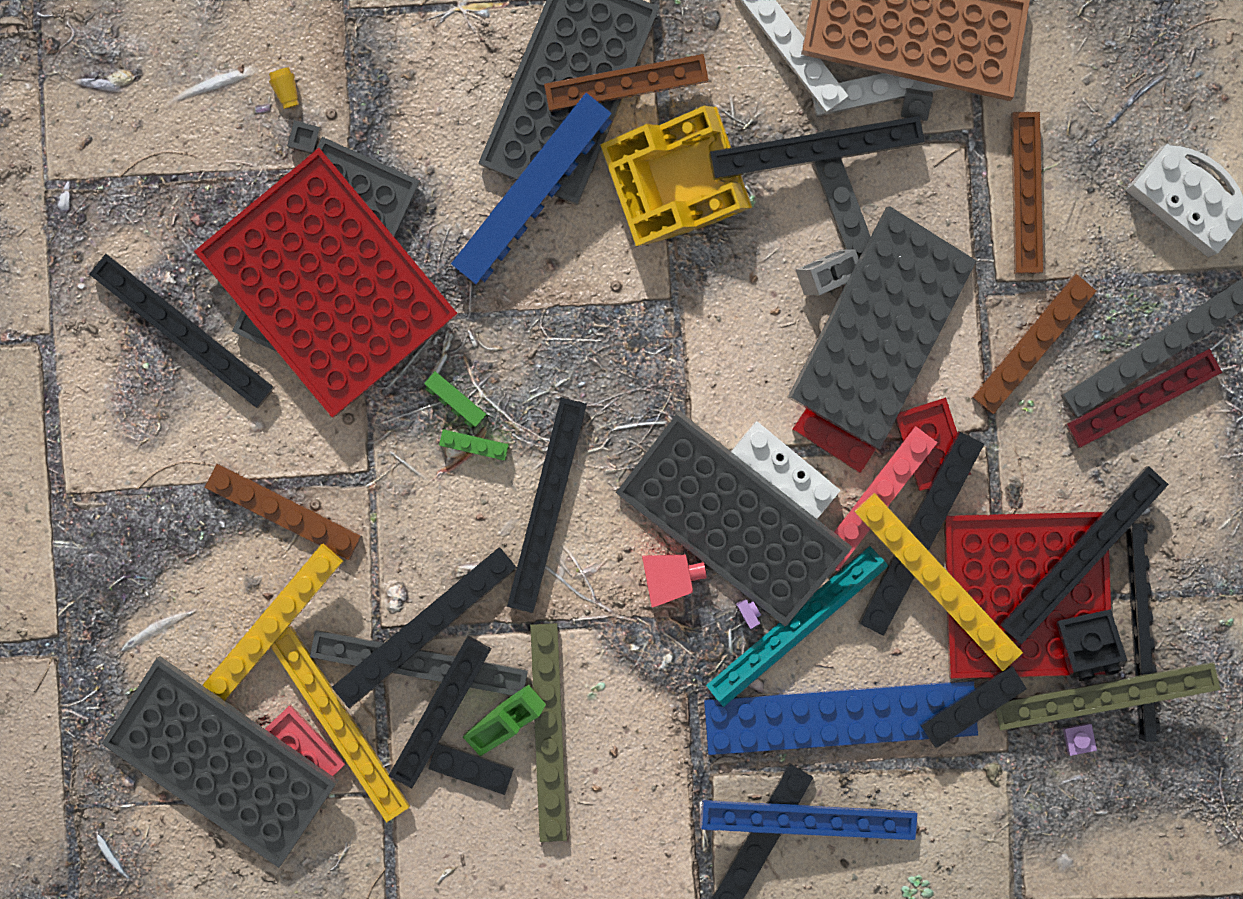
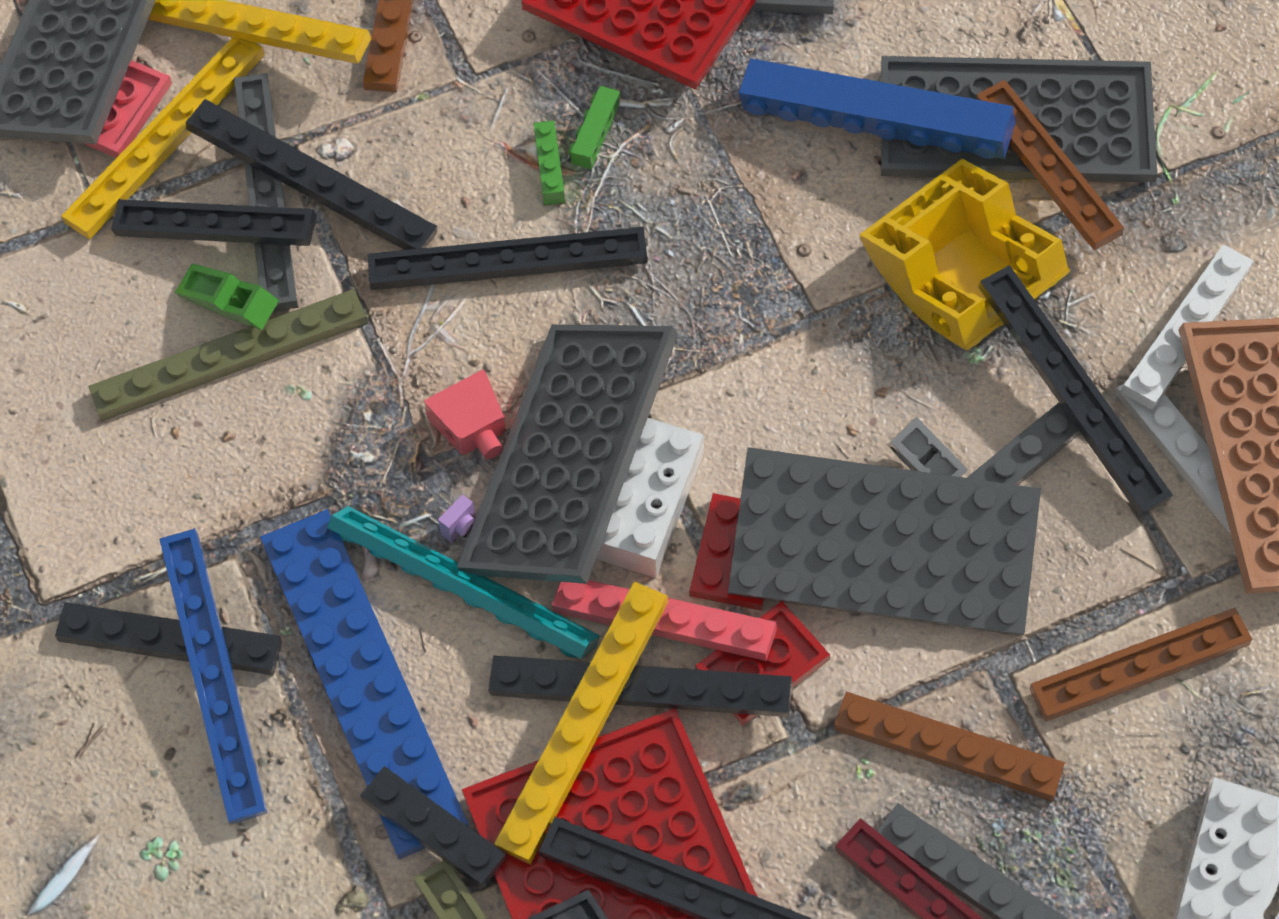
camera: 70 degrees right, 25 degrees down
(471, 768) = (156, 288): black plate -> none
(916, 104) = (1188, 493): dark grey plate -> none

